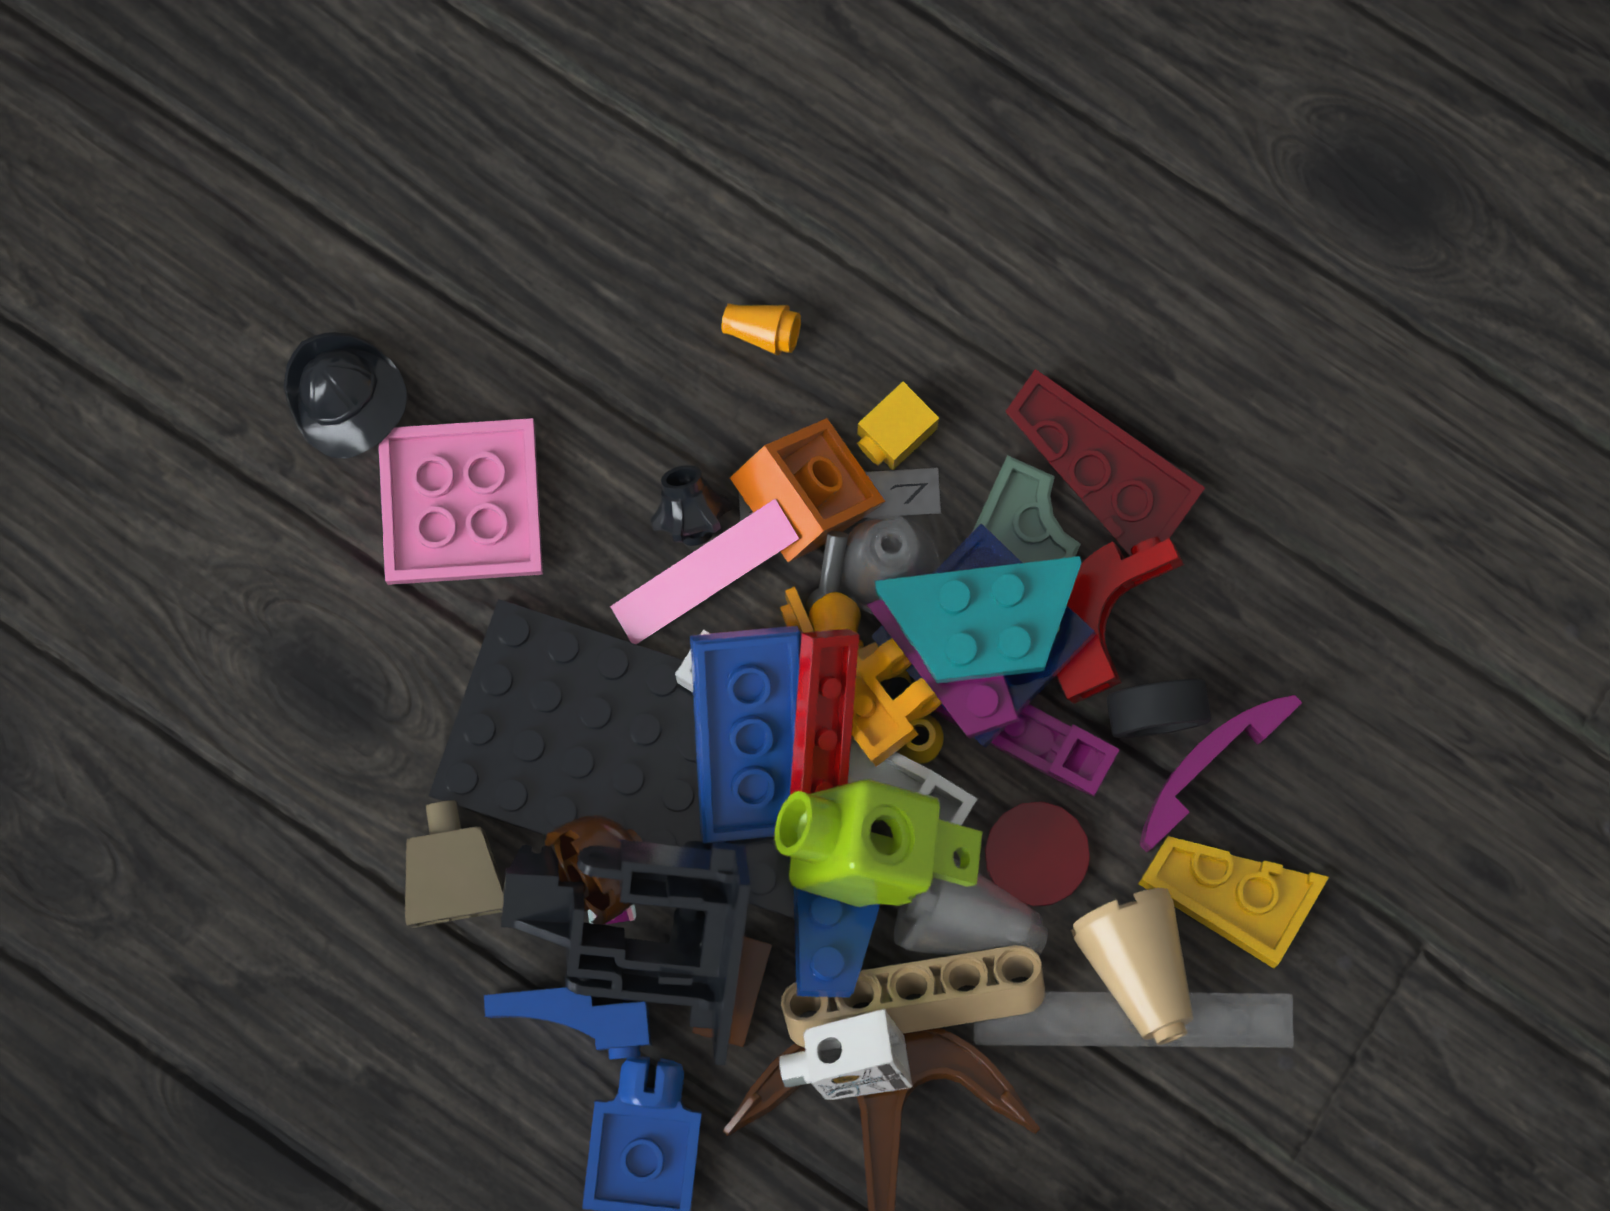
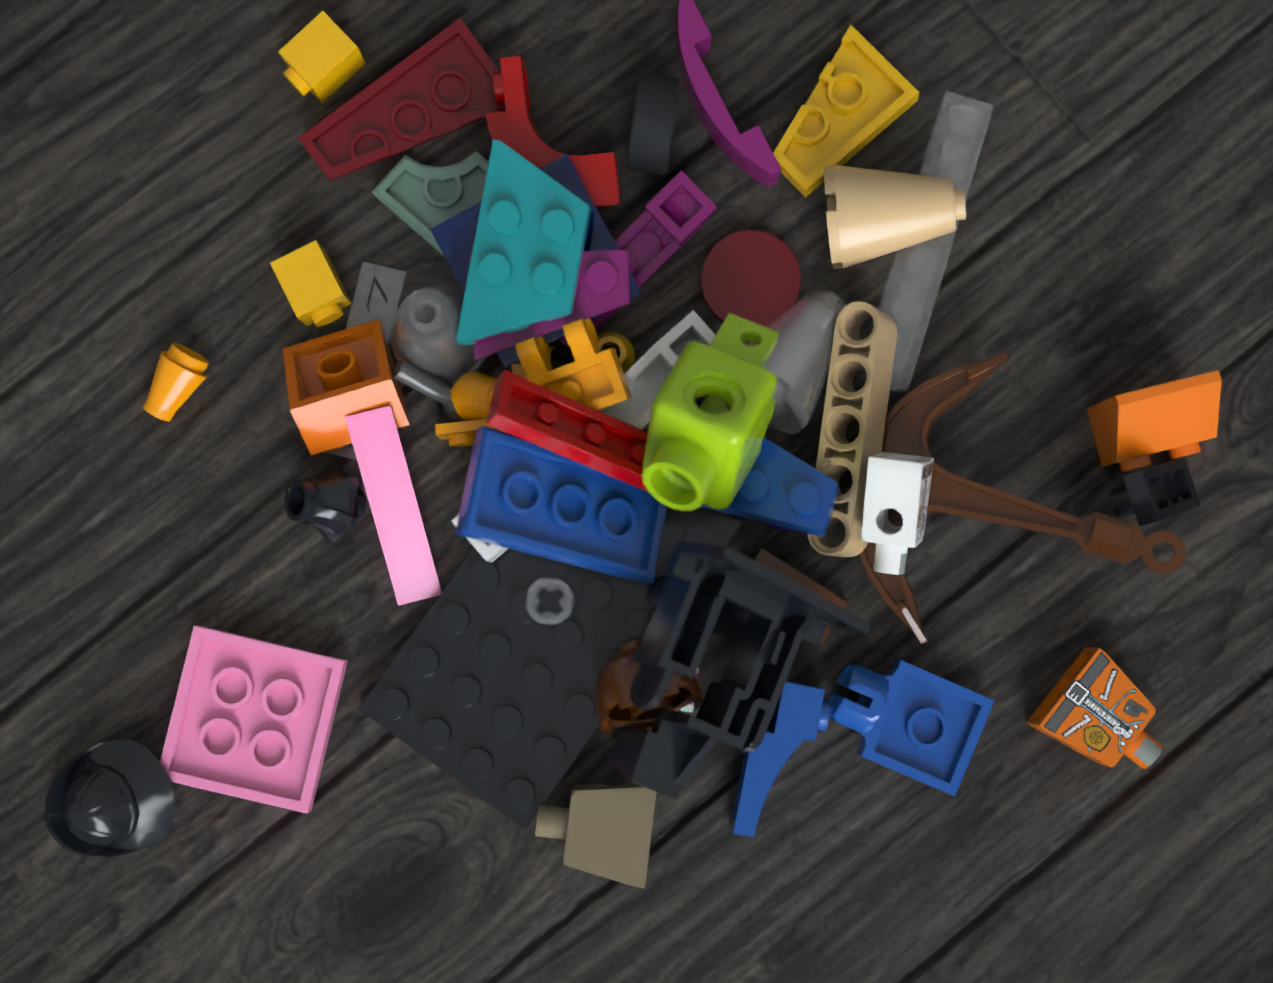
camera: 75 degrees left, 5 degrees up
(659, 765) = (534, 600): none -> clear bush
(1122, 365) = (320, 58): none -> yellow brick

